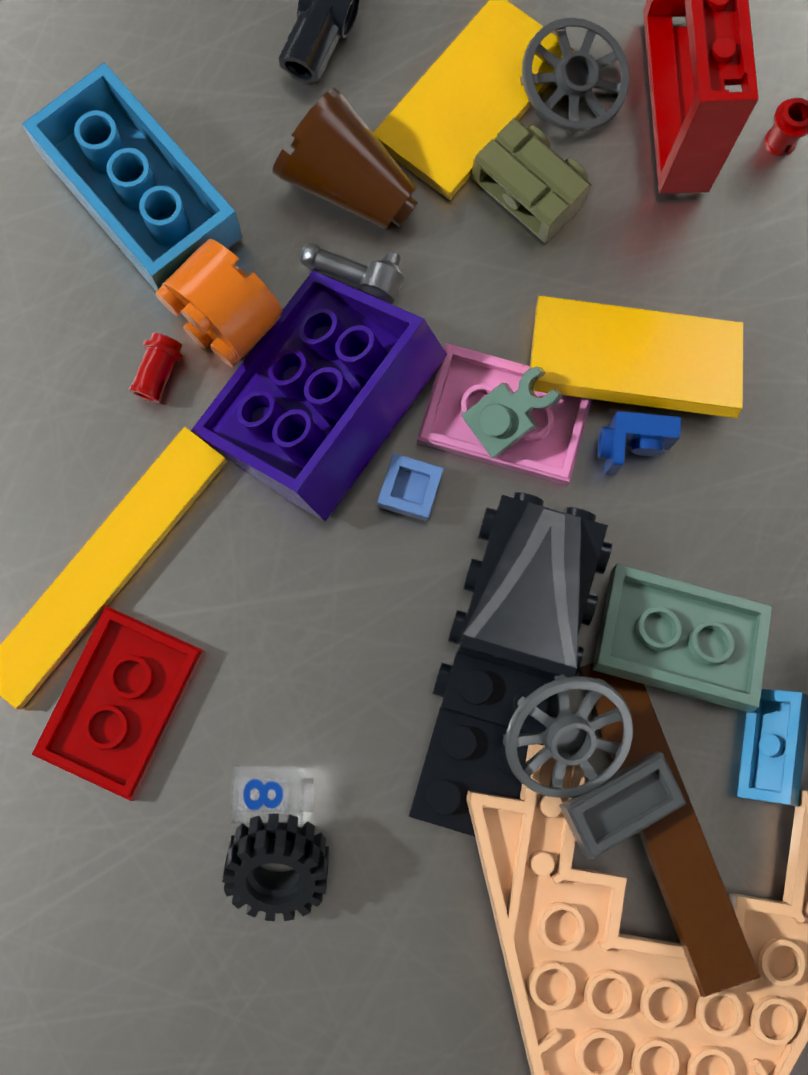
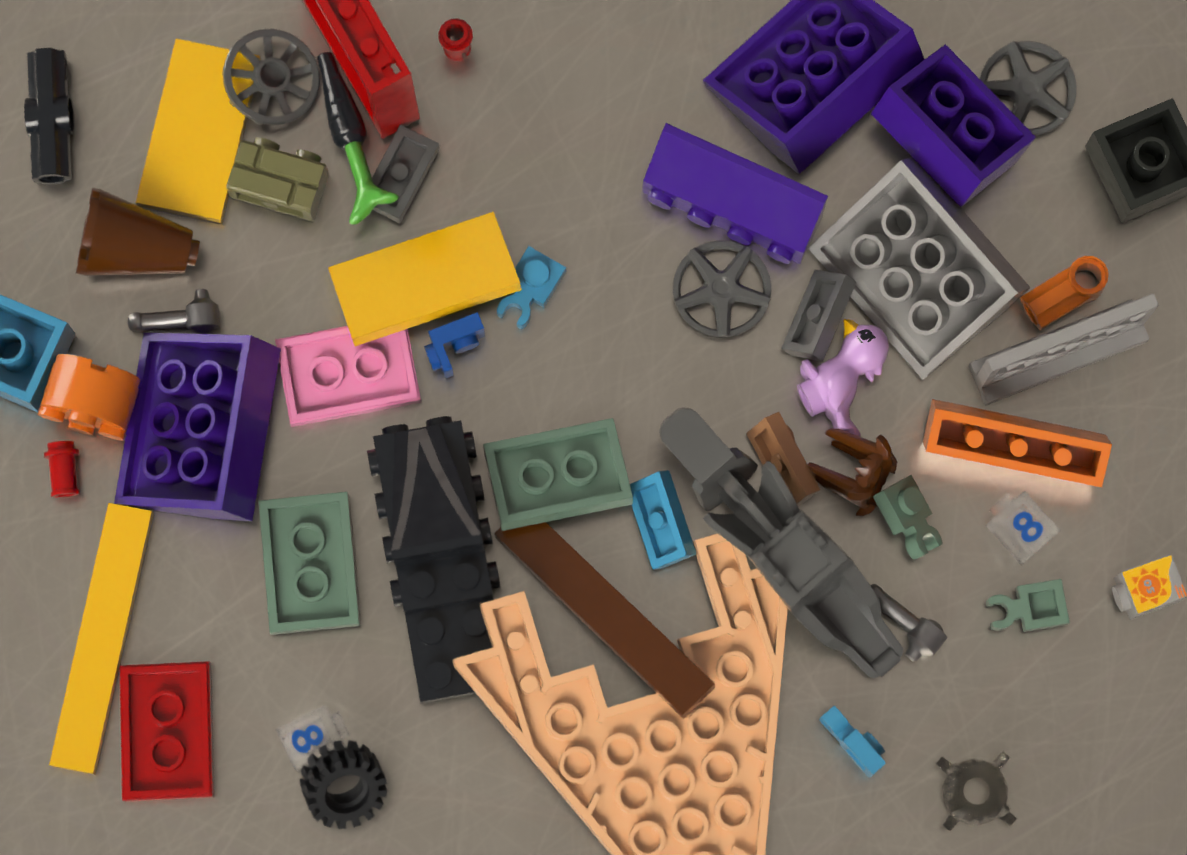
camera: 25 degrees left, 0 degrees up
(363, 598) = (309, 563): none -> sand green plate
(410, 487) = (303, 463): medium blue plate -> none
(505, 416) = (346, 374): sand green plate -> none
(568, 736) = (499, 584): dark grey wheel -> none
(623, 805) = (565, 614): dark grey tile -> none
(628, 170) = (349, 134): none -> piece
(662, 236) = (404, 170): none -> dark grey plate
(760, 417) = (538, 281): none -> dark azure plate

